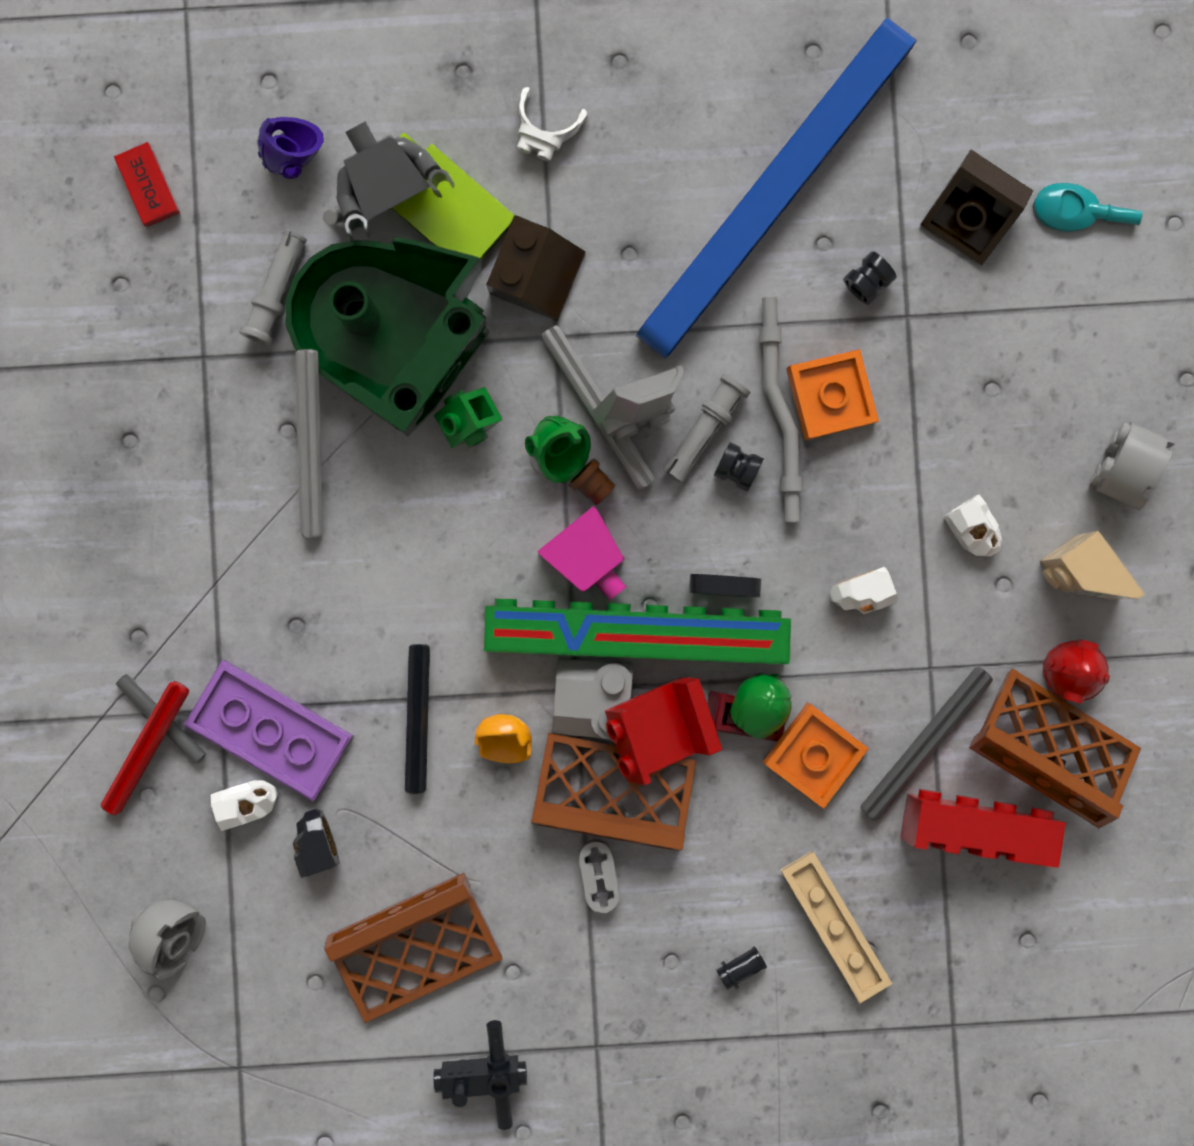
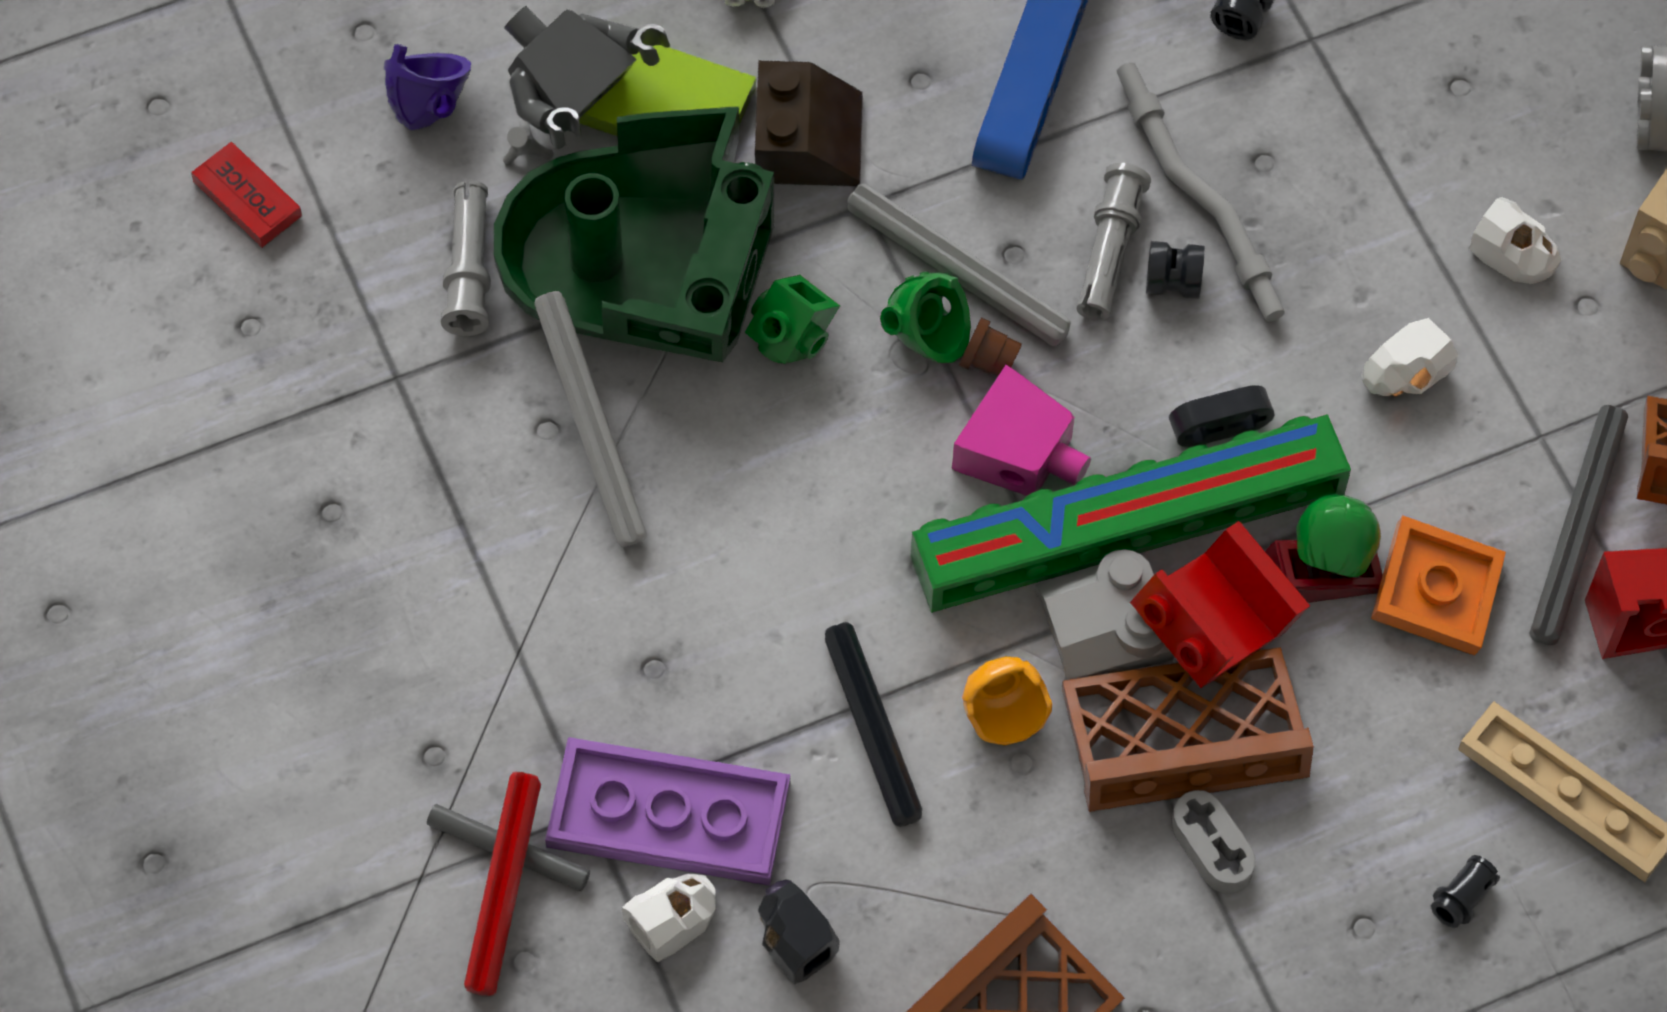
camera: 20 degrees left, 25 degrees down
(638, 404) = (1012, 222): light grey slope -> none
(832, 394) = (1258, 151): orange plate -> none

